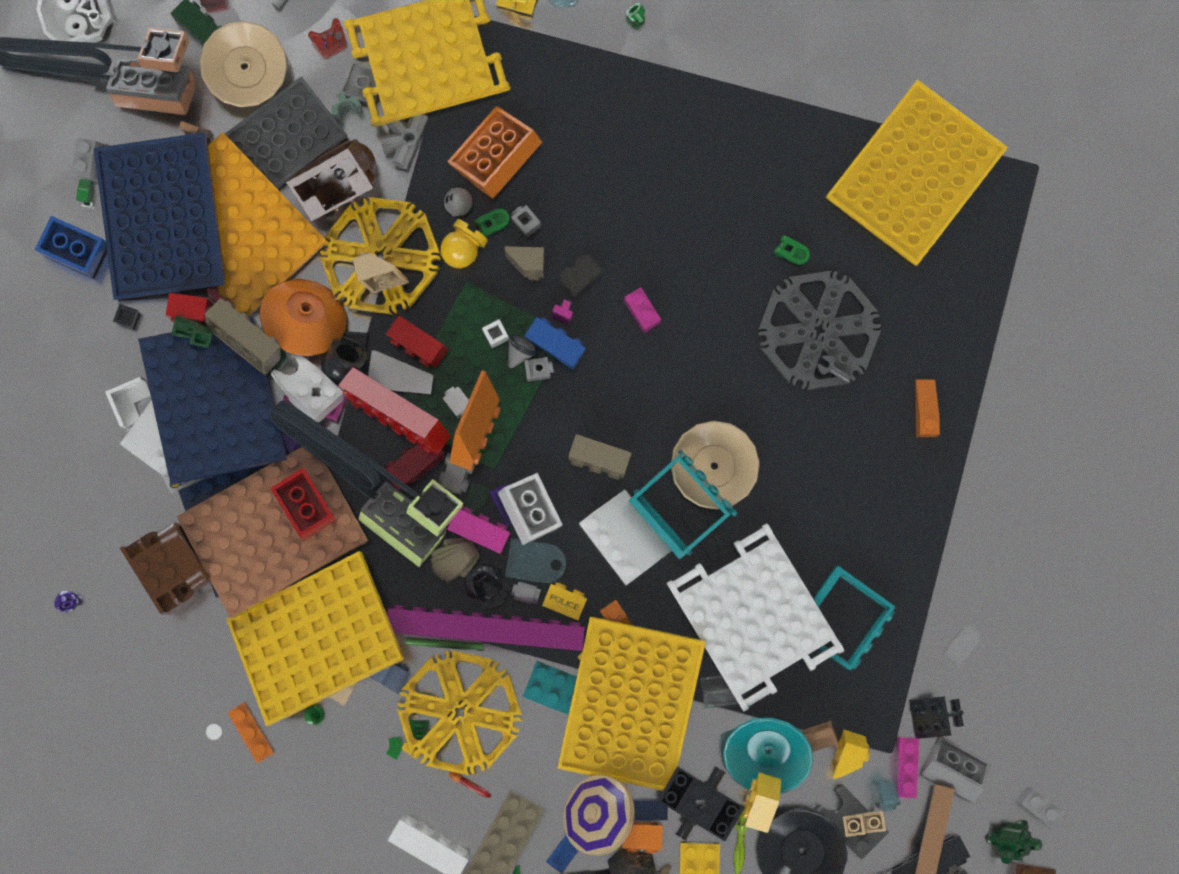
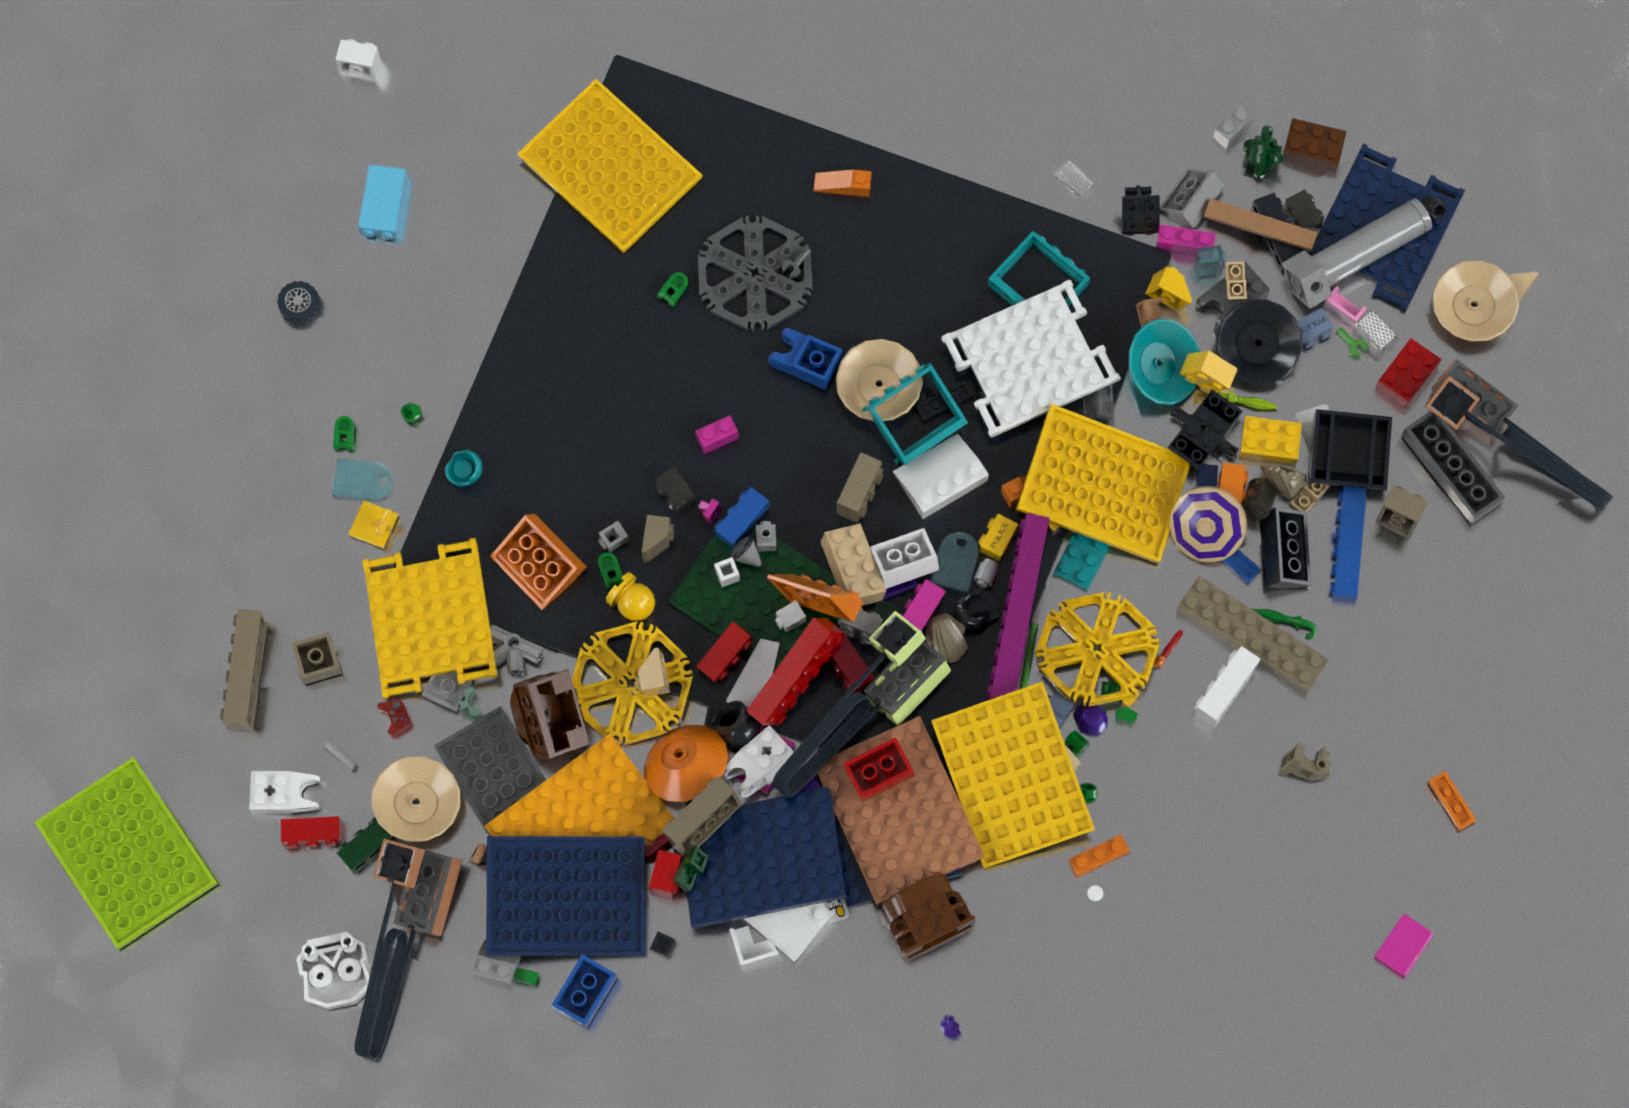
camera: 80 degrees left, 10 degrees down
(363, 700) = (1077, 741): none -> green tile
(386, 713) = (1090, 719): none -> dark purple hat
(458, 202) = (584, 603): light grey hat -> none
(517, 458) = (853, 563): none -> tan brick
(579, 68) = (464, 468): none -> teal piece
(733, 386) = (809, 359): none -> blue brick

